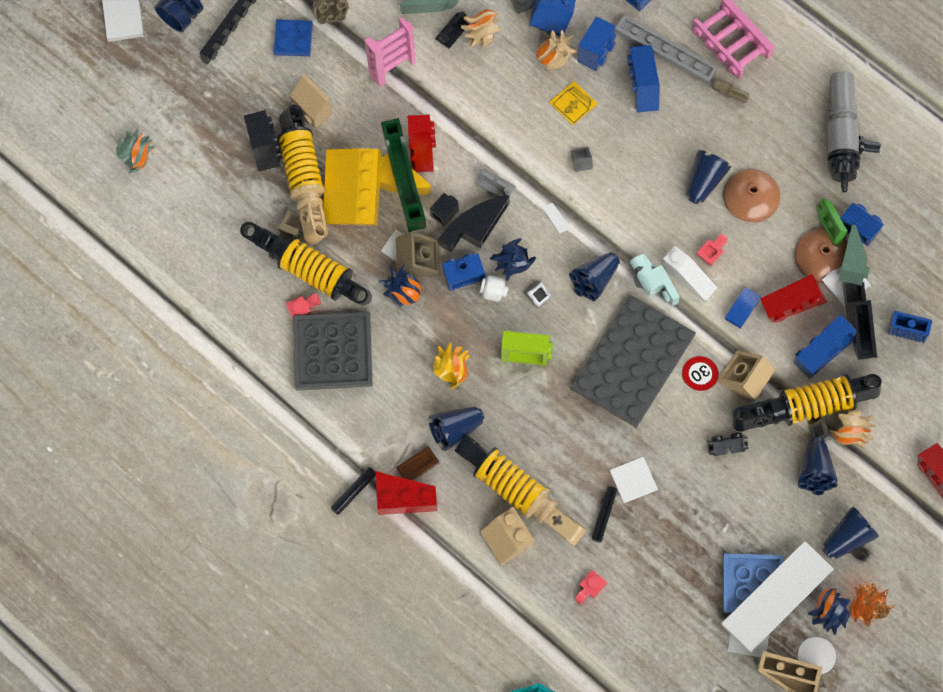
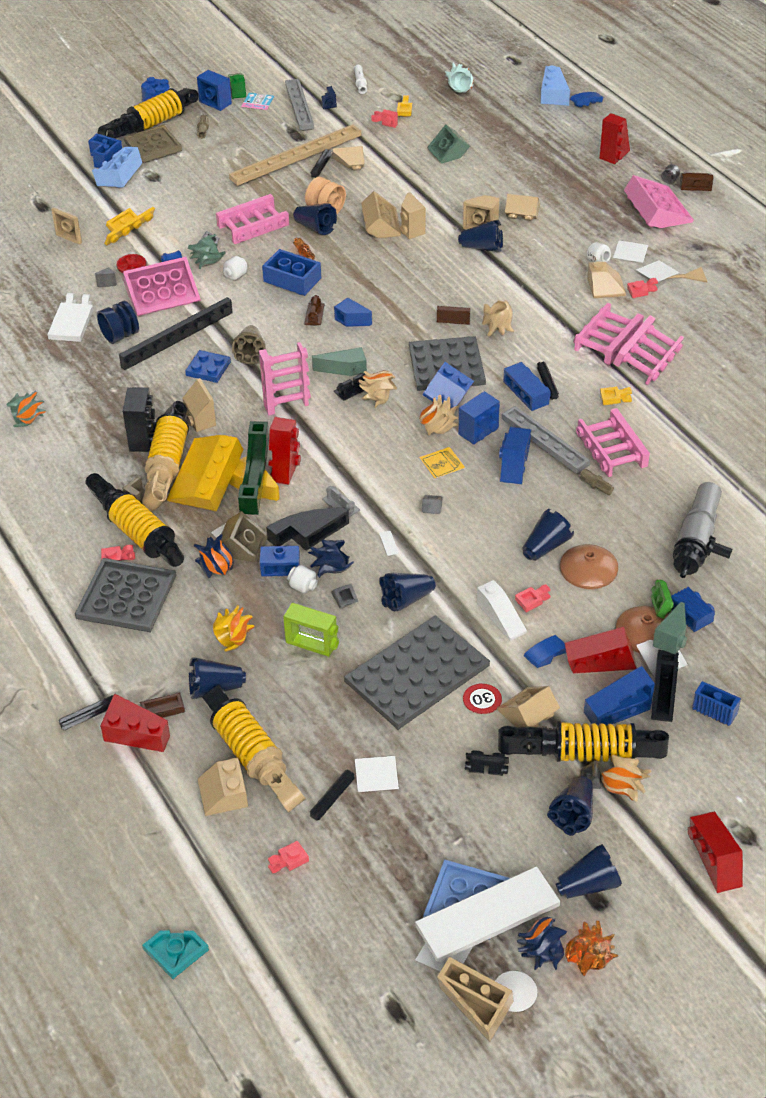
camera: 15 degrees right, 25 degrees down
(444, 209) = (282, 506): black brick -> none
(652, 279) = (463, 607): light aqua plate -> none

